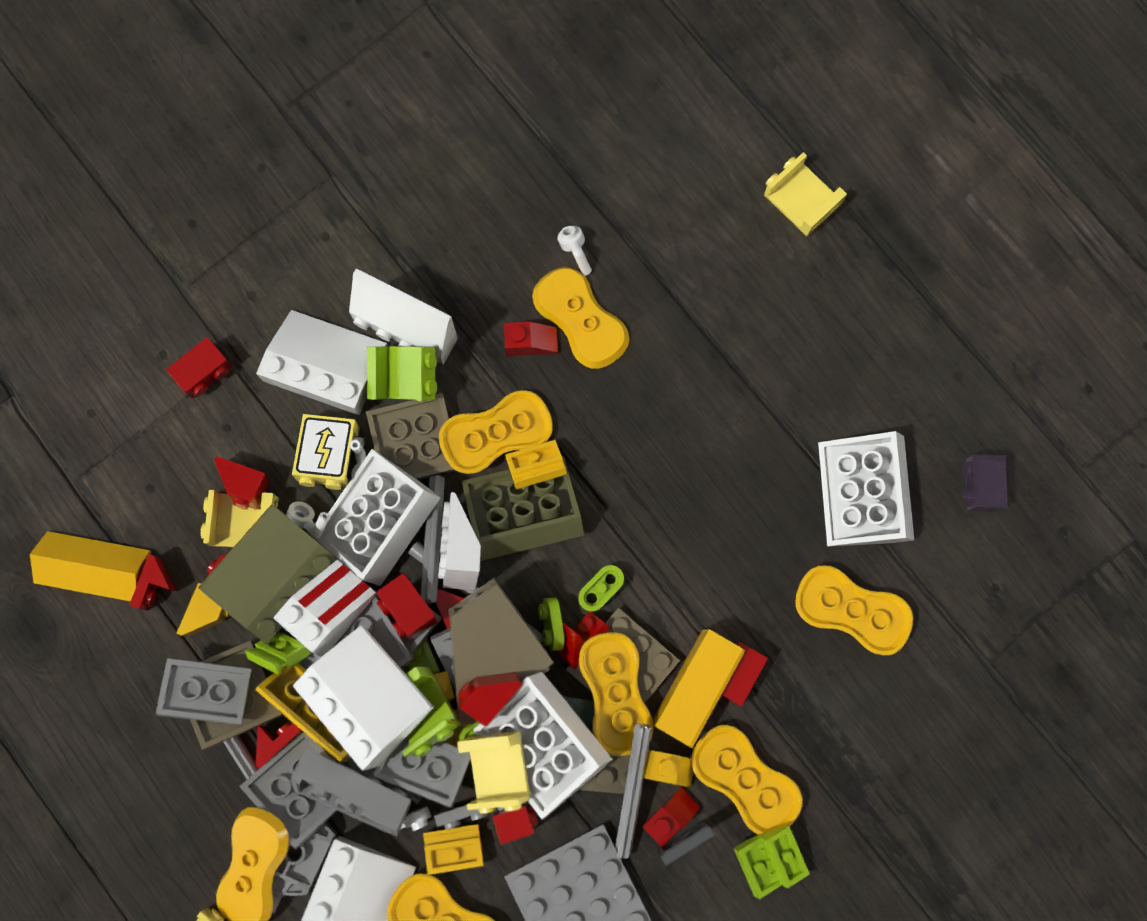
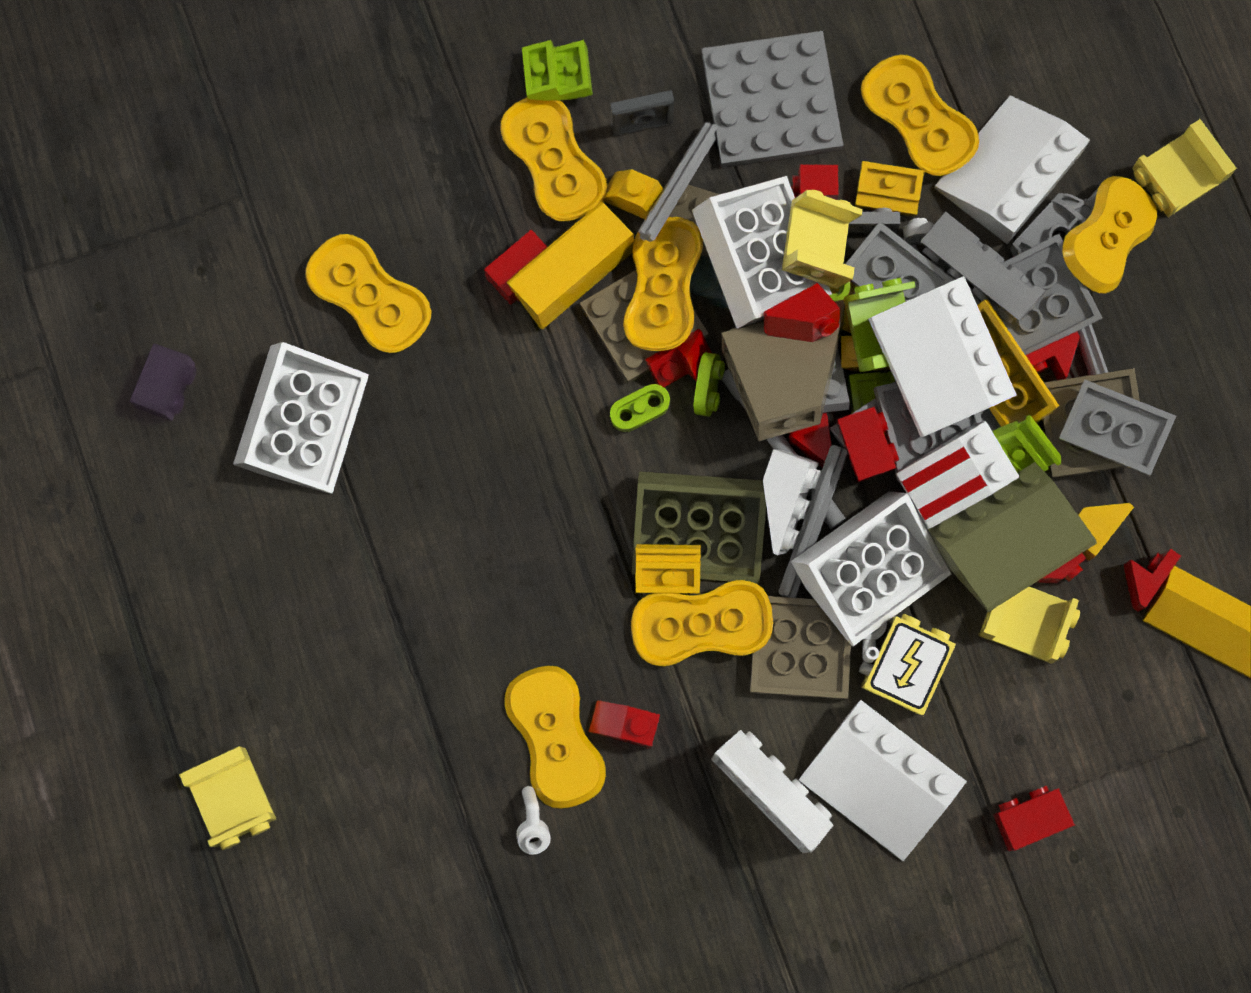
camera: 160 degrees left, 0 degrees up
(242, 483) = (1018, 658): red slope -> none
(303, 515) = (950, 598): white plate -> none
(401, 373) = (791, 727): lime panel -> none
(671, 816) = (645, 149): red slope -> none

